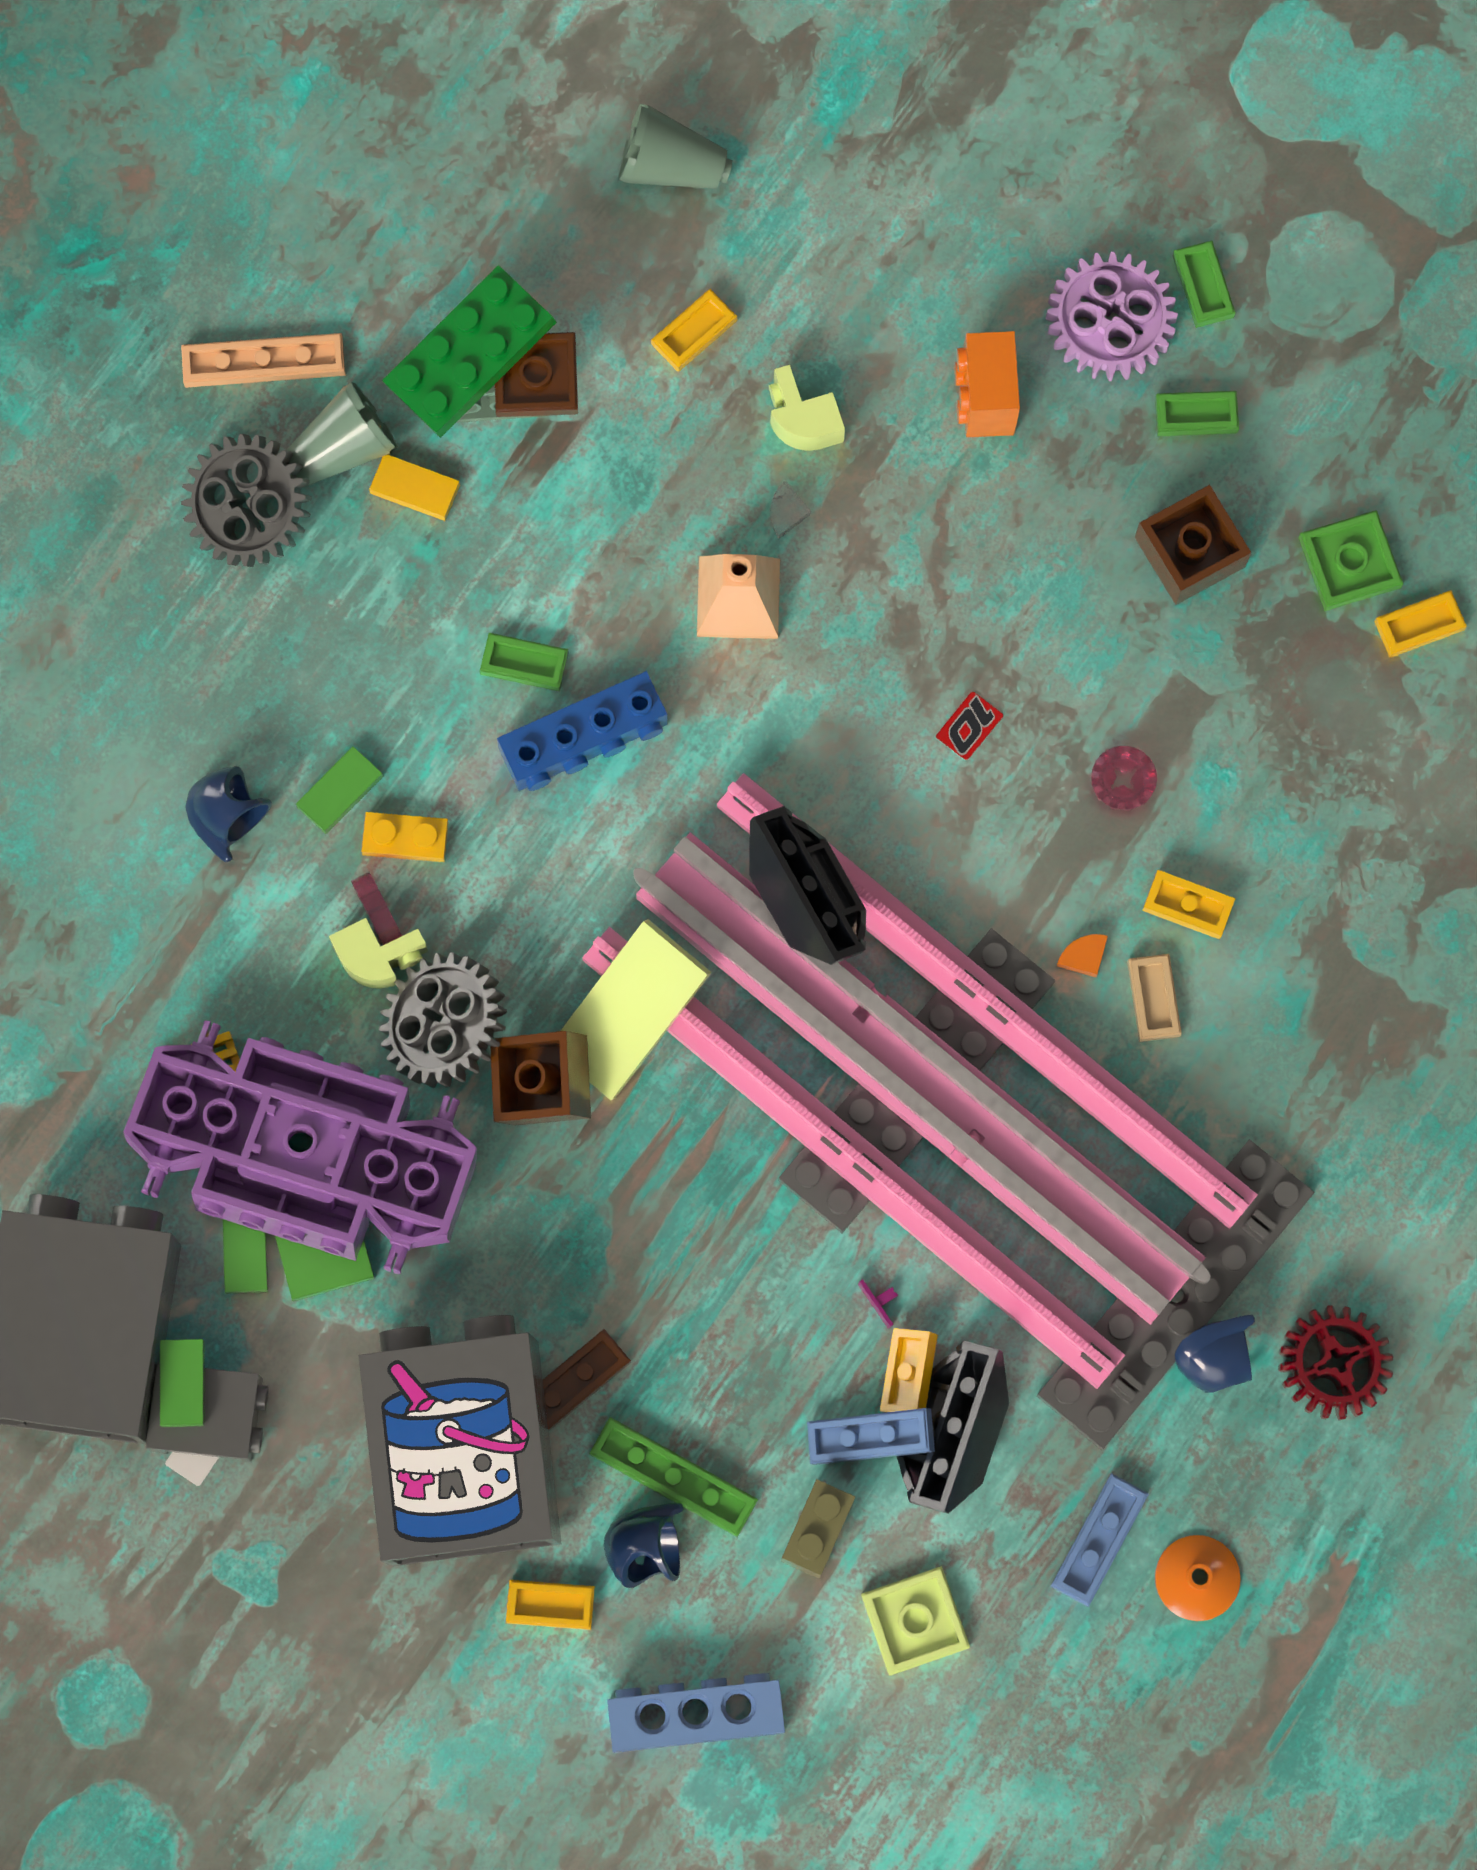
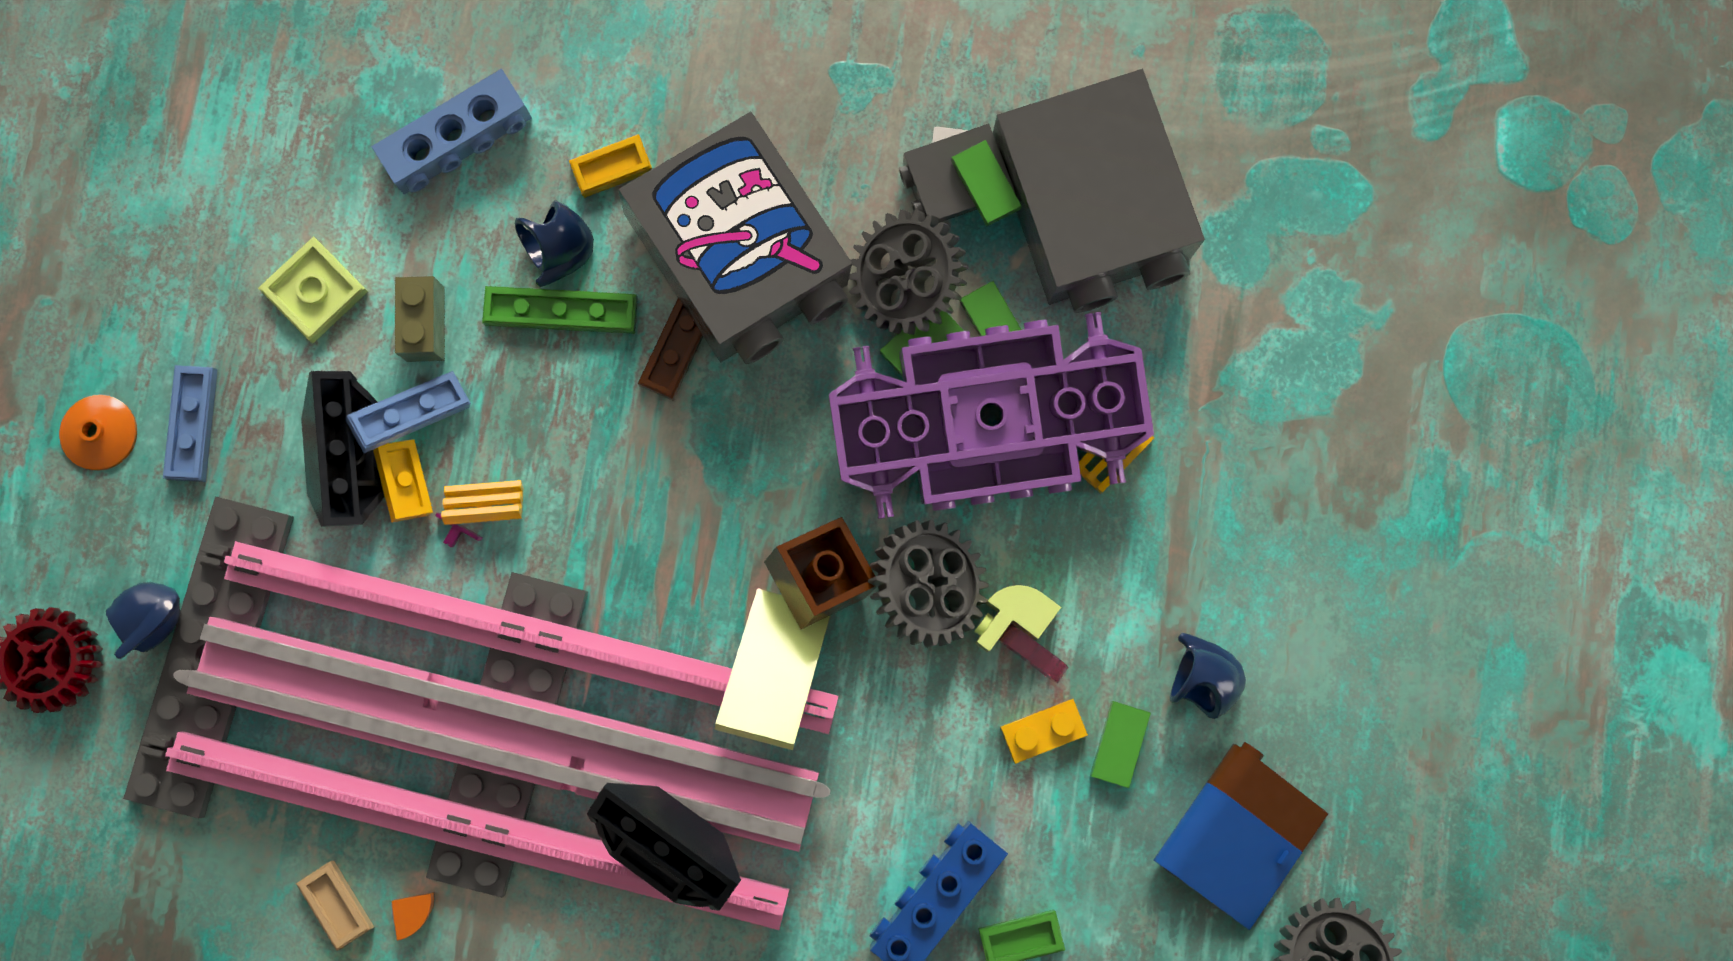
camera: 155 degrees right, 5 degrees up
(271, 654) = (1241, 835): none -> blue door
(300, 1372) = (899, 240): none -> dark grey gear
(832, 1326) = (483, 497): none -> yellow tile

